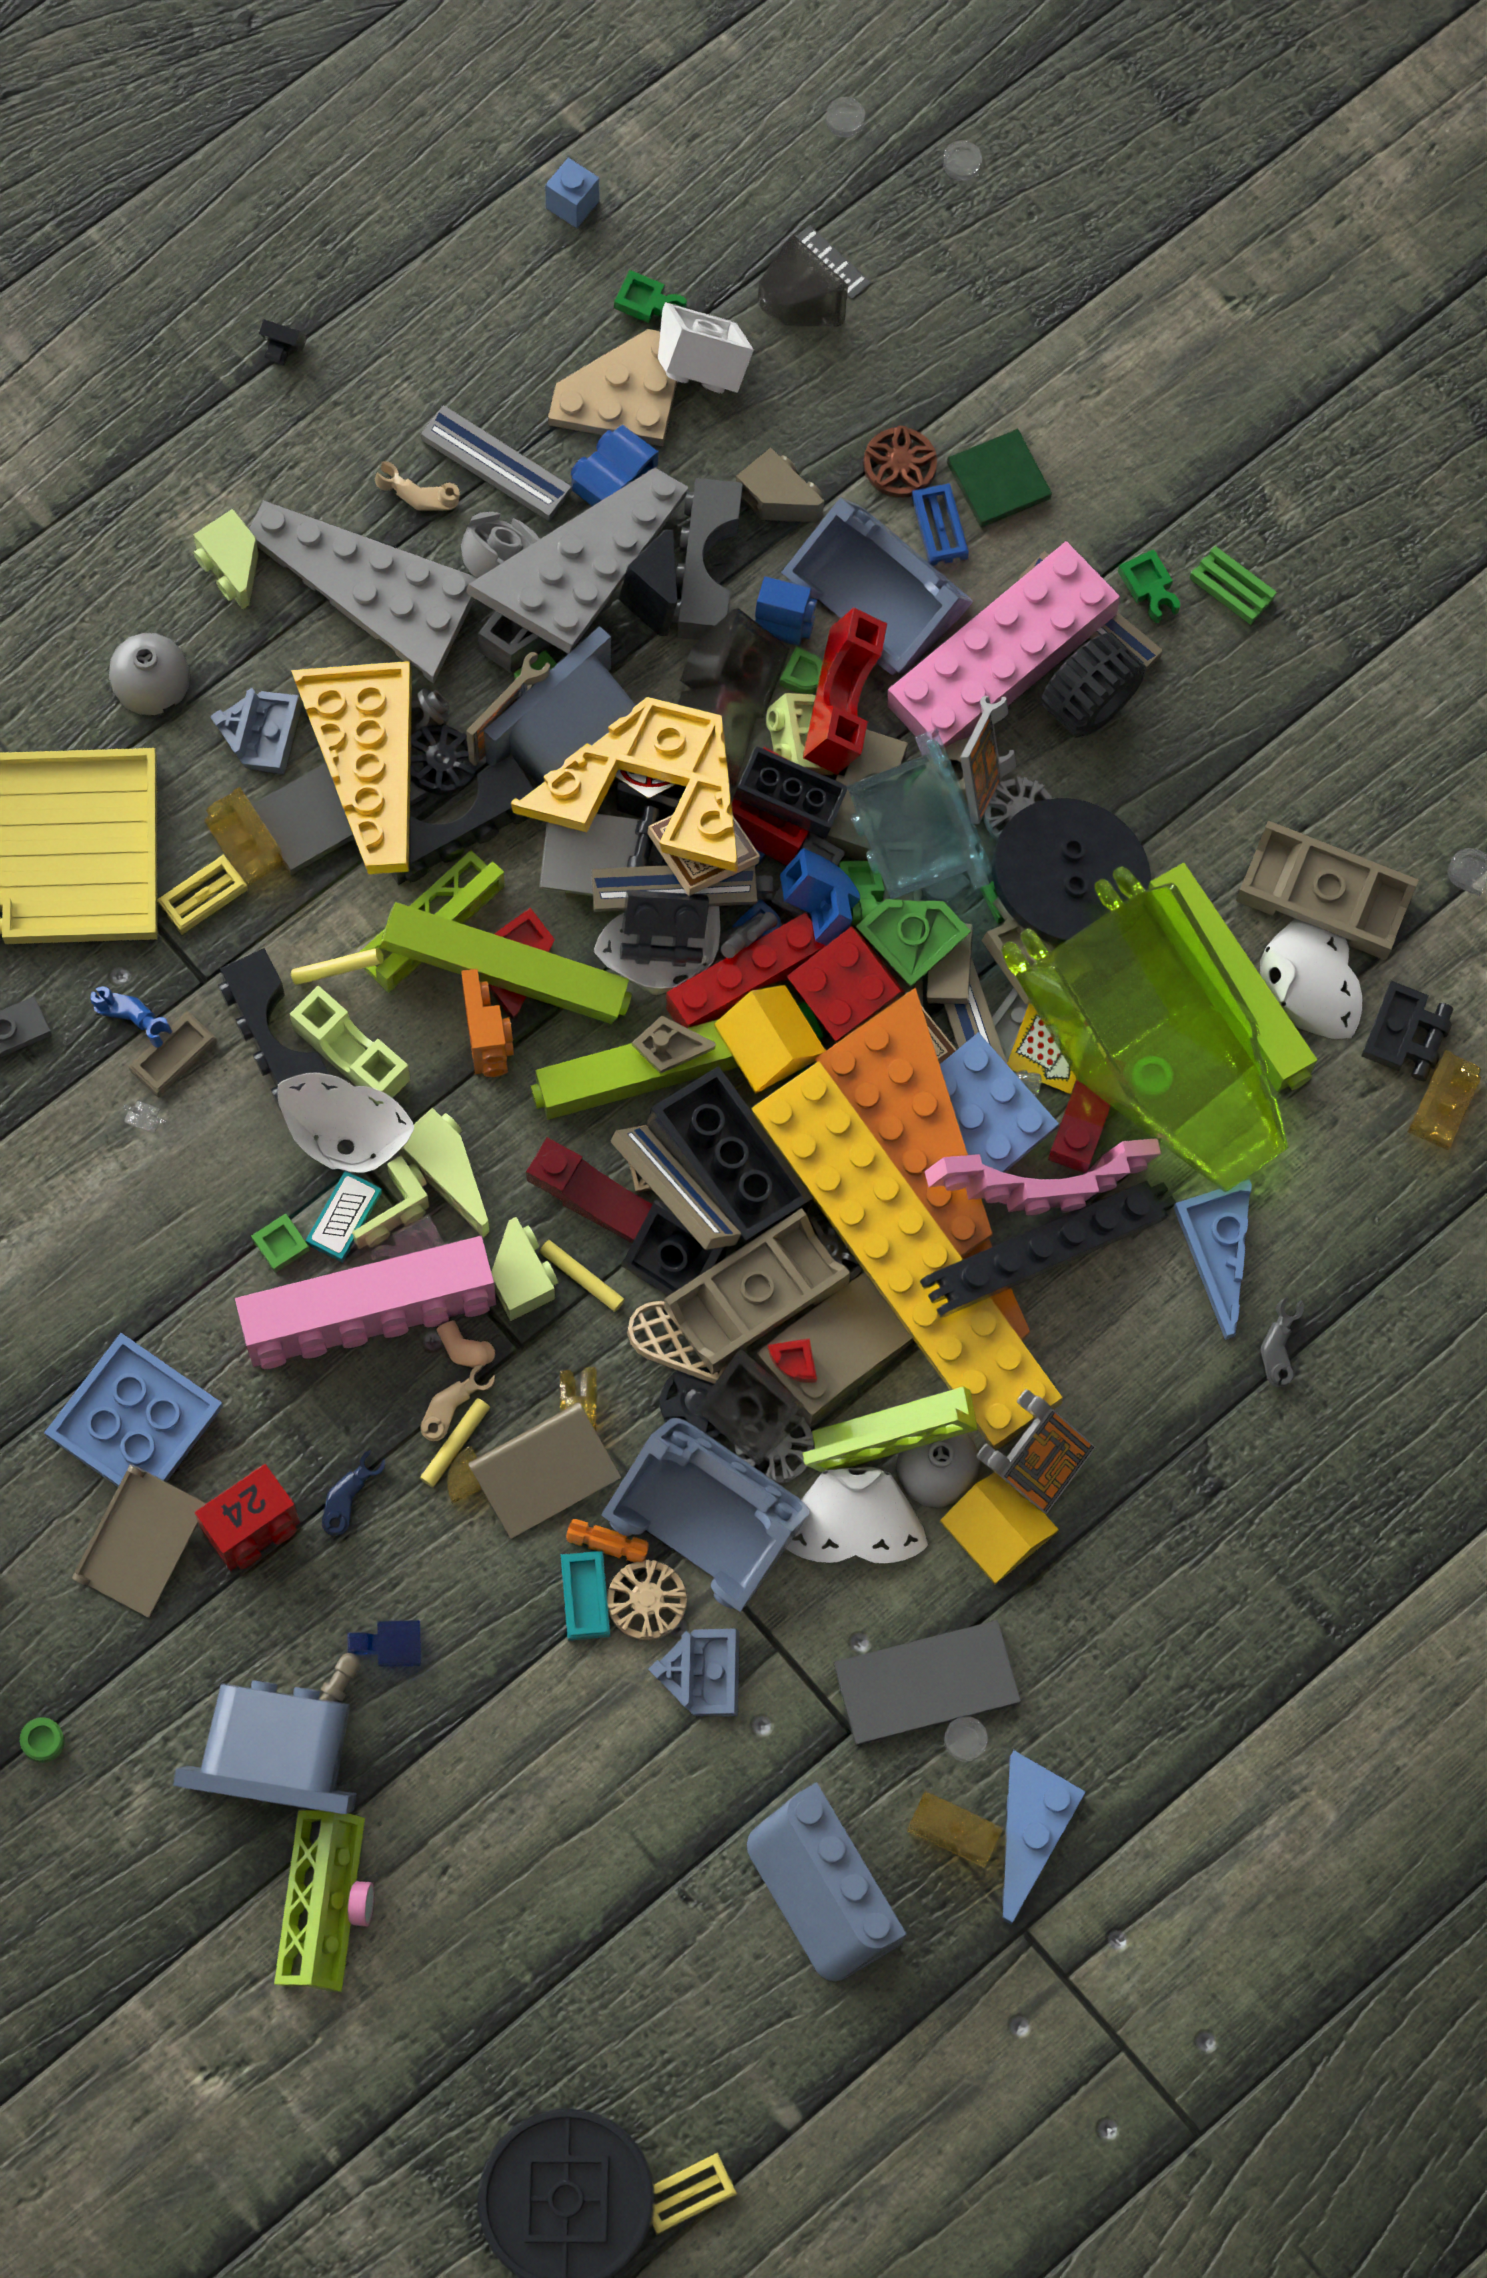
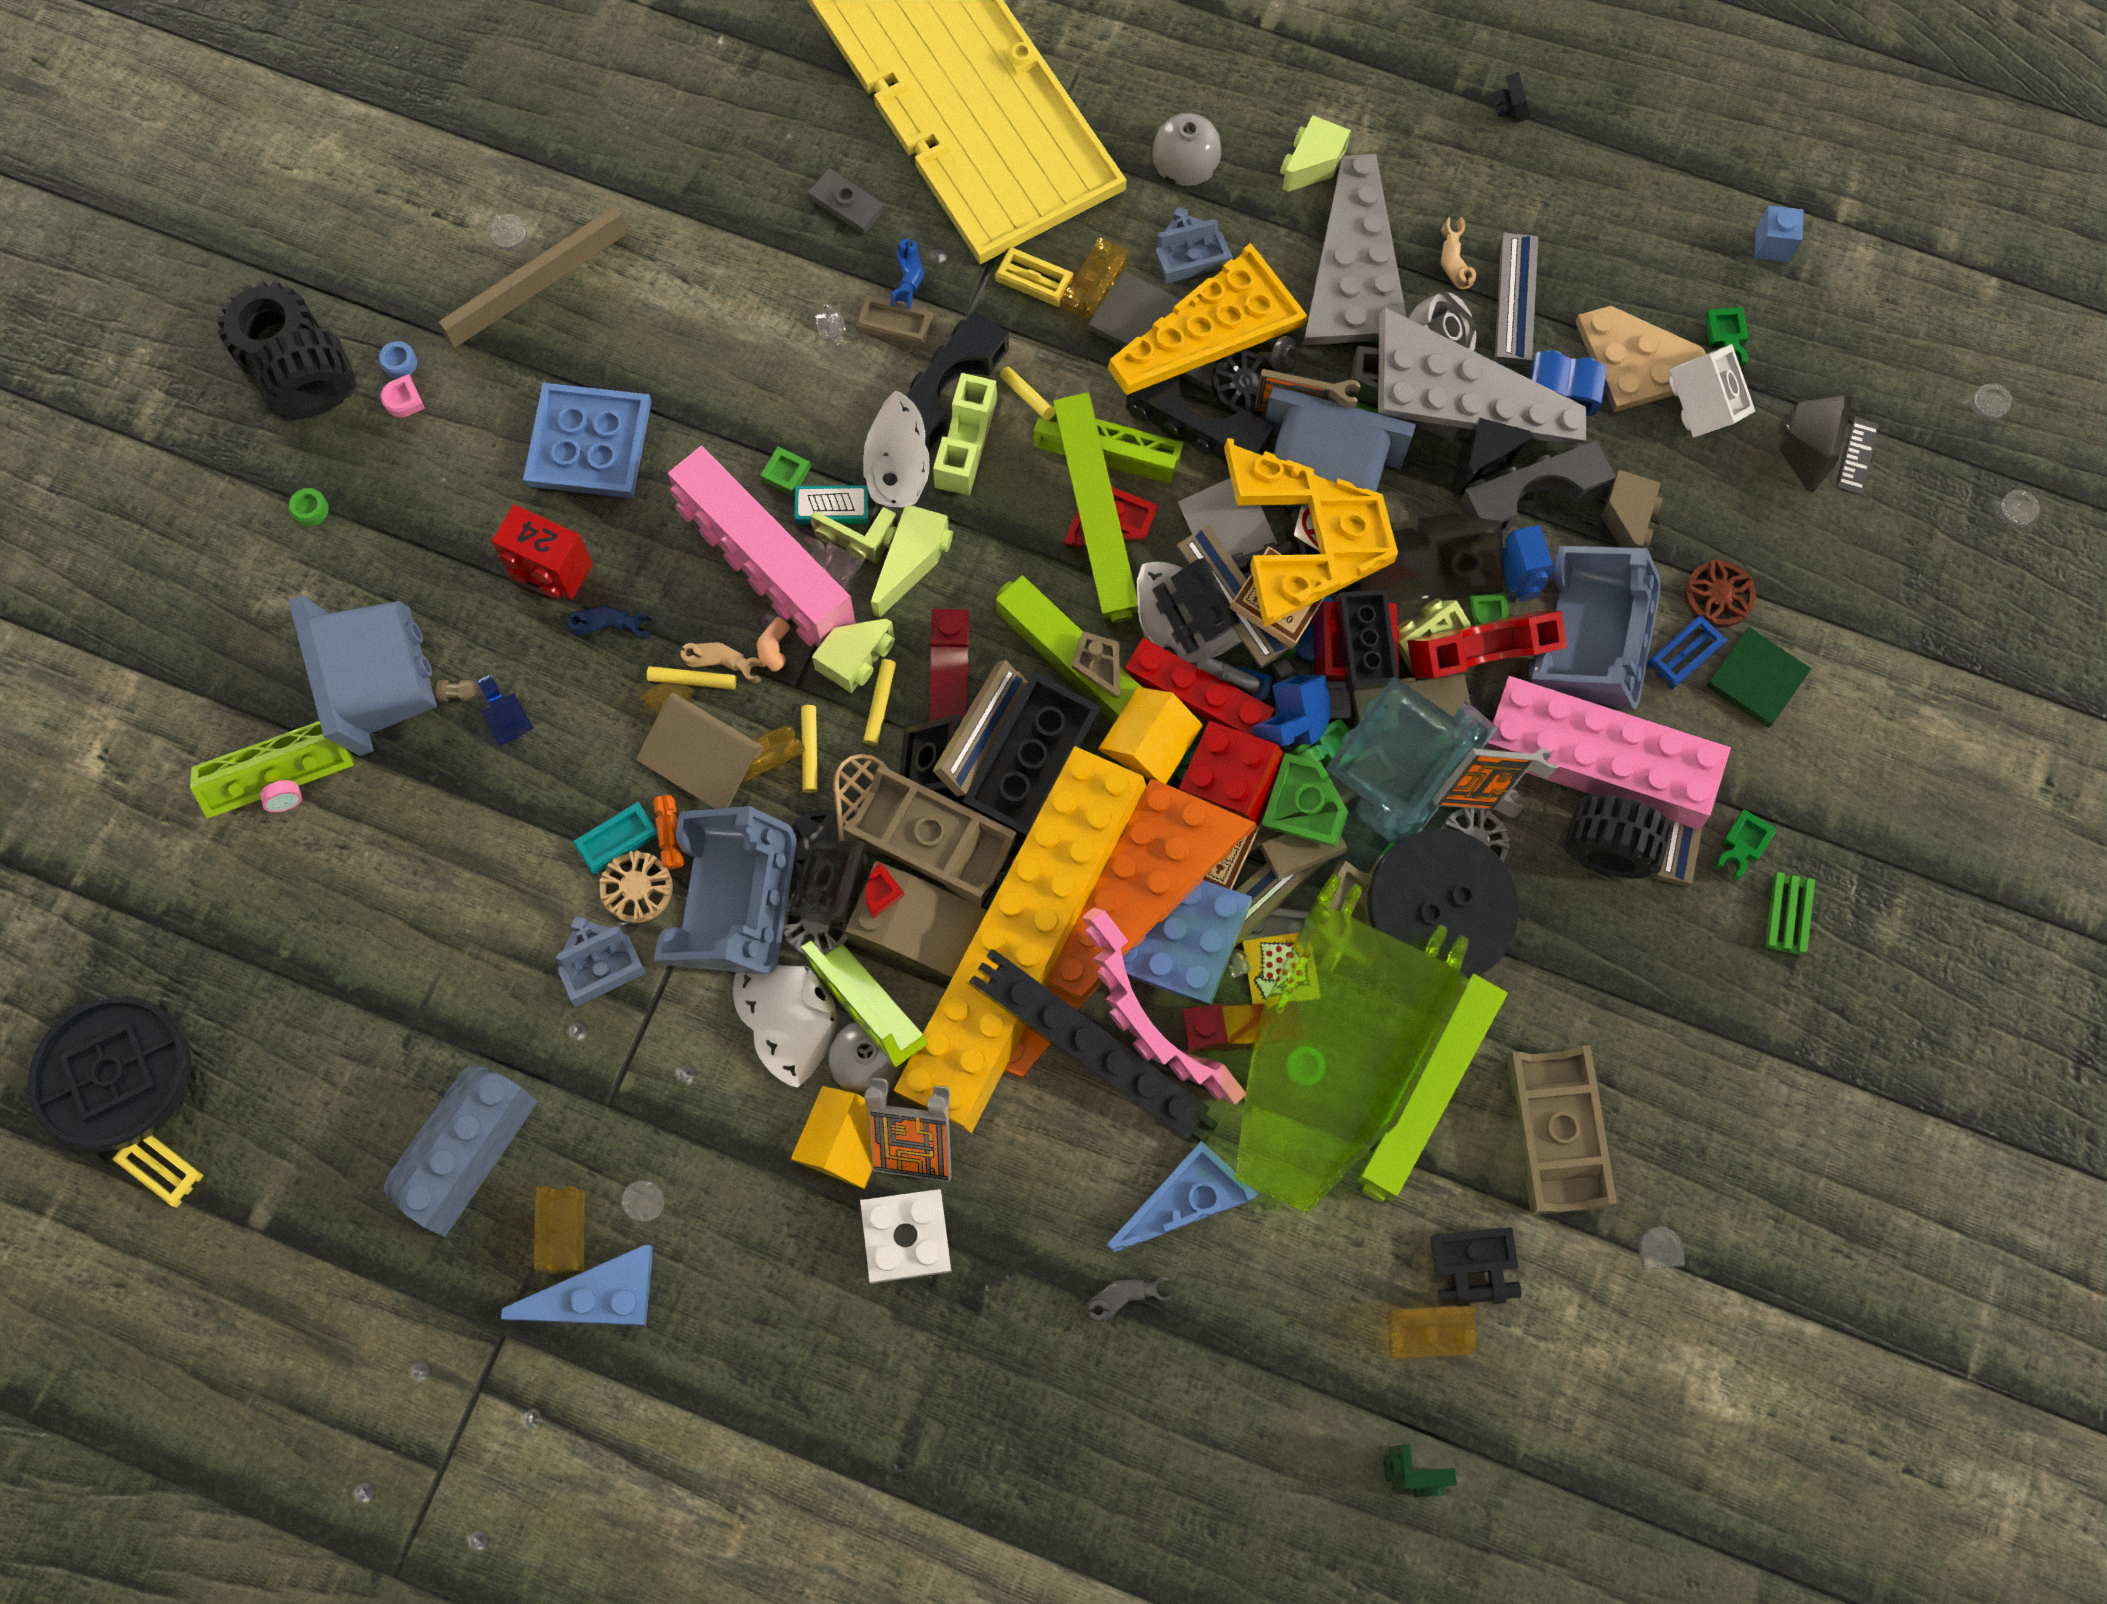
camera: 65 degrees right, 0 degrees up
(139, 1540) = (485, 489): dark tan piece -> none
(488, 1032) = (1029, 519): orange plate -> none
(604, 1370) = (809, 756): none -> light yellow piece
(926, 1683) = (676, 1145): dark grey tile -> none
(1130, 1509) = (905, 1236): none -> white piece
(1313, 980) = (1472, 1157): white piece -> none

